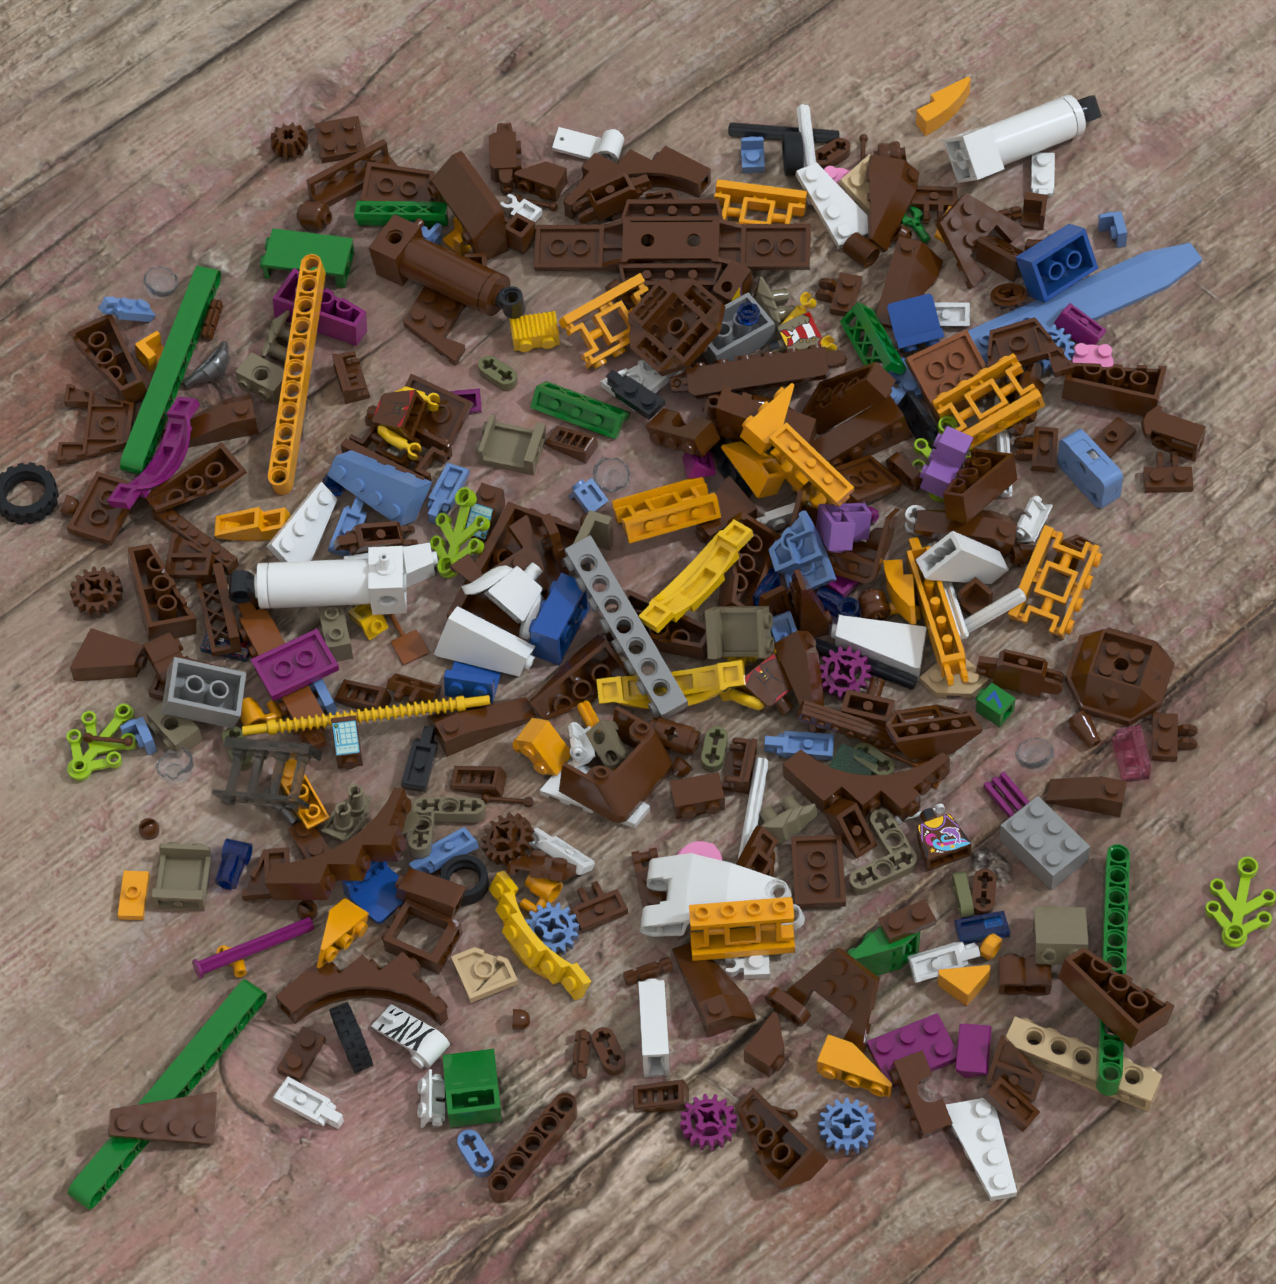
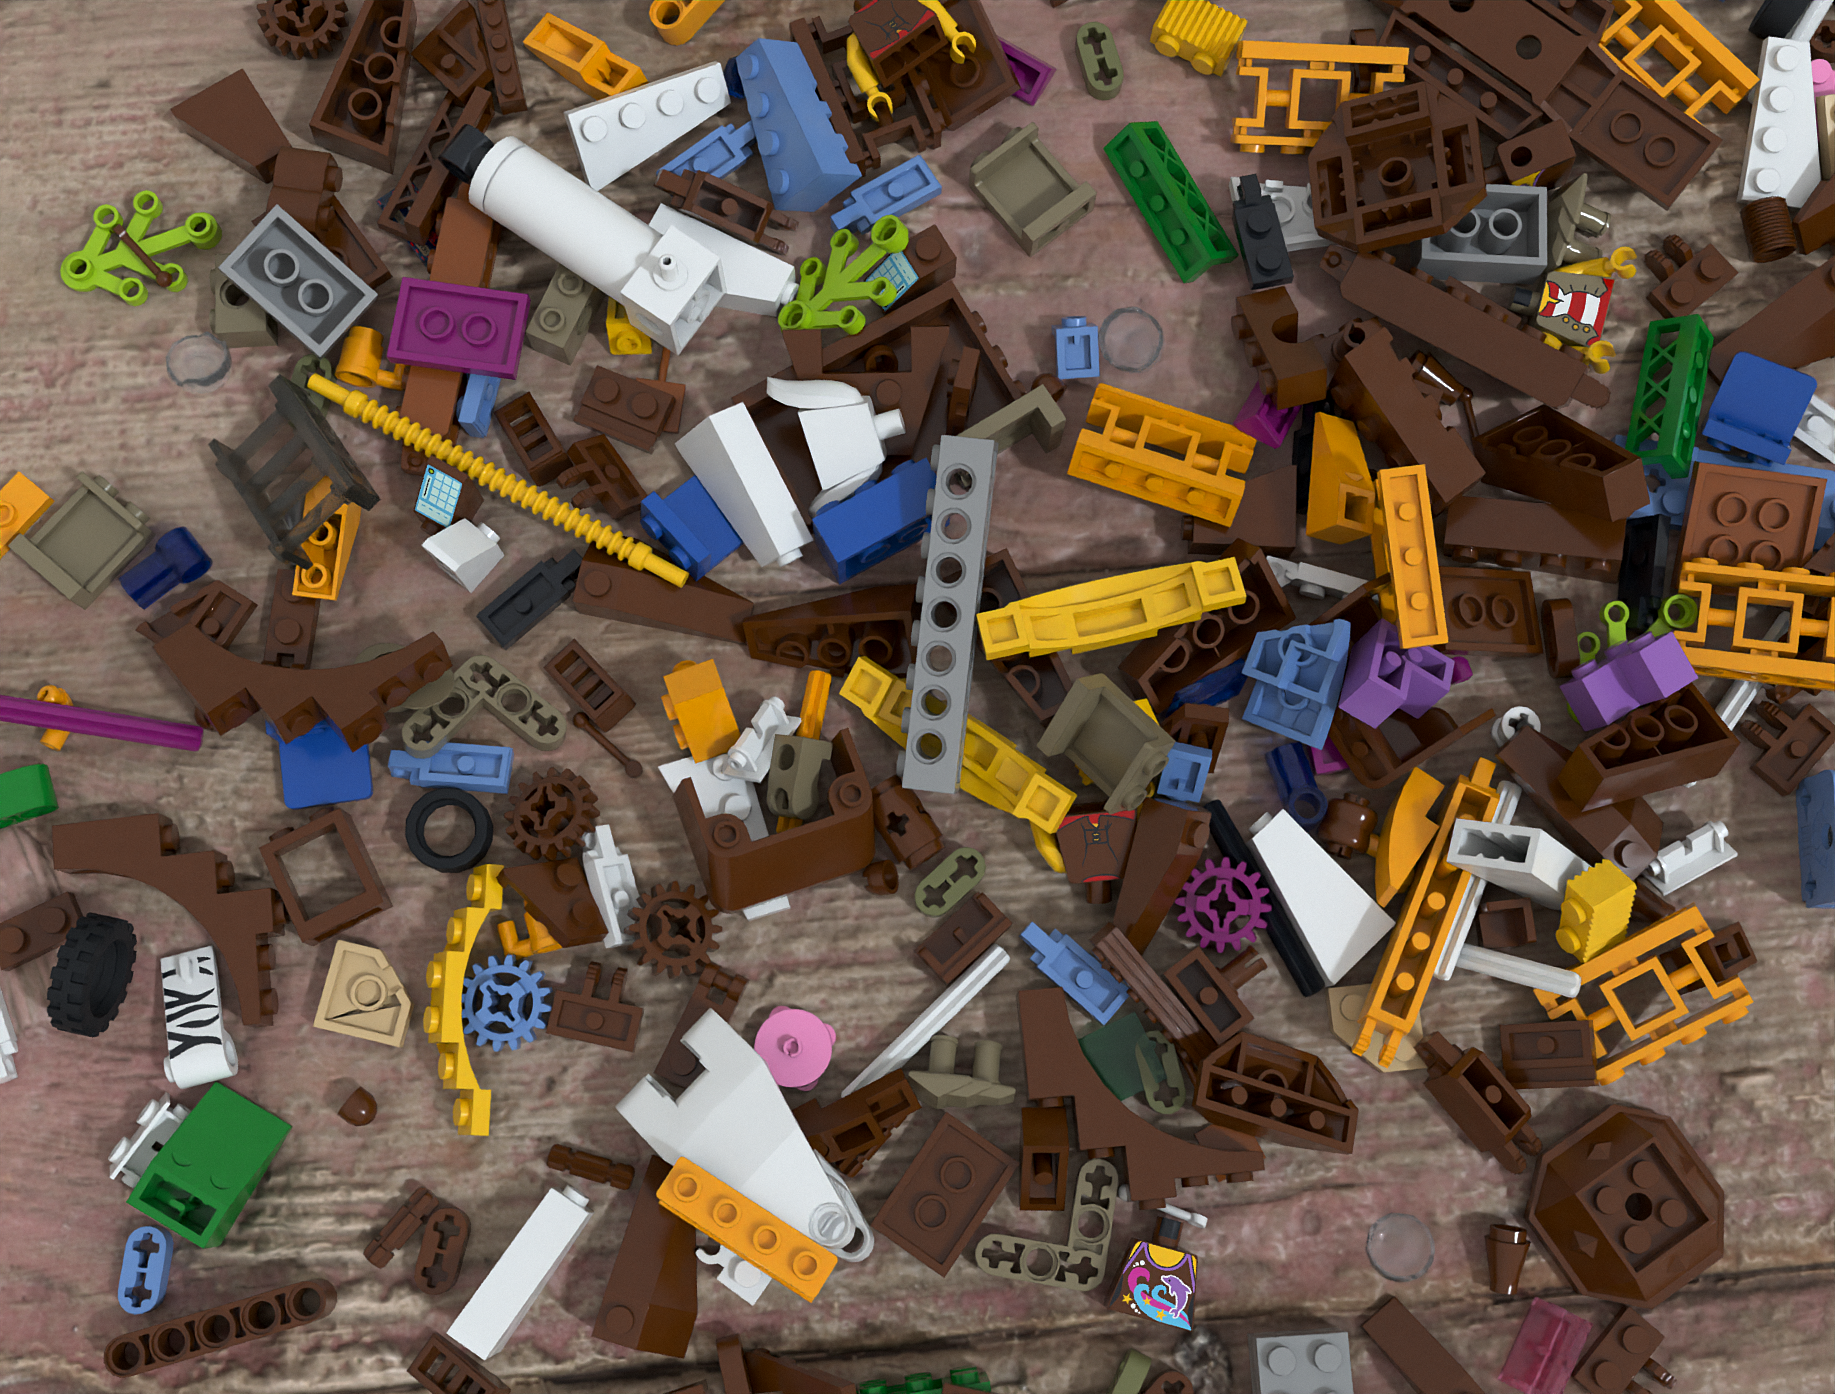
camera: 30 degrees right, 20 degrees up
(141, 732) = (194, 285): medium blue bracket -> none
(149, 829) = (101, 437): reddish brown hinge -> none
(343, 926) = (221, 783): light orange slope -> none
(348, 815) = (371, 612): dark tan connector -> none
(374, 762) = (465, 552): none -> white slope
(396, 656) = (624, 409): none -> reddish brown plate
(430, 891) = (372, 825): reddish brown slope -> none
(582, 454) = (1119, 276): reddish brown slope -> none
(604, 847) = (686, 939): none -> reddish brown gear
(697, 795) = (865, 944): reddish brown brick -> none
(748, 313) = (1518, 225): clear blue tile -> none
(767, 421) = (1406, 438): light orange slope -> none
(807, 607) = (1242, 770): reddish brown wedge -> none
(995, 704) = (1403, 1117): green brick -> none
(997, 781) = (1328, 1281): magenta tile -> none
(1005, 558) = (1595, 911): none -> yellow brick
(1036, 634) = (1549, 1054): none -> reddish brown plate

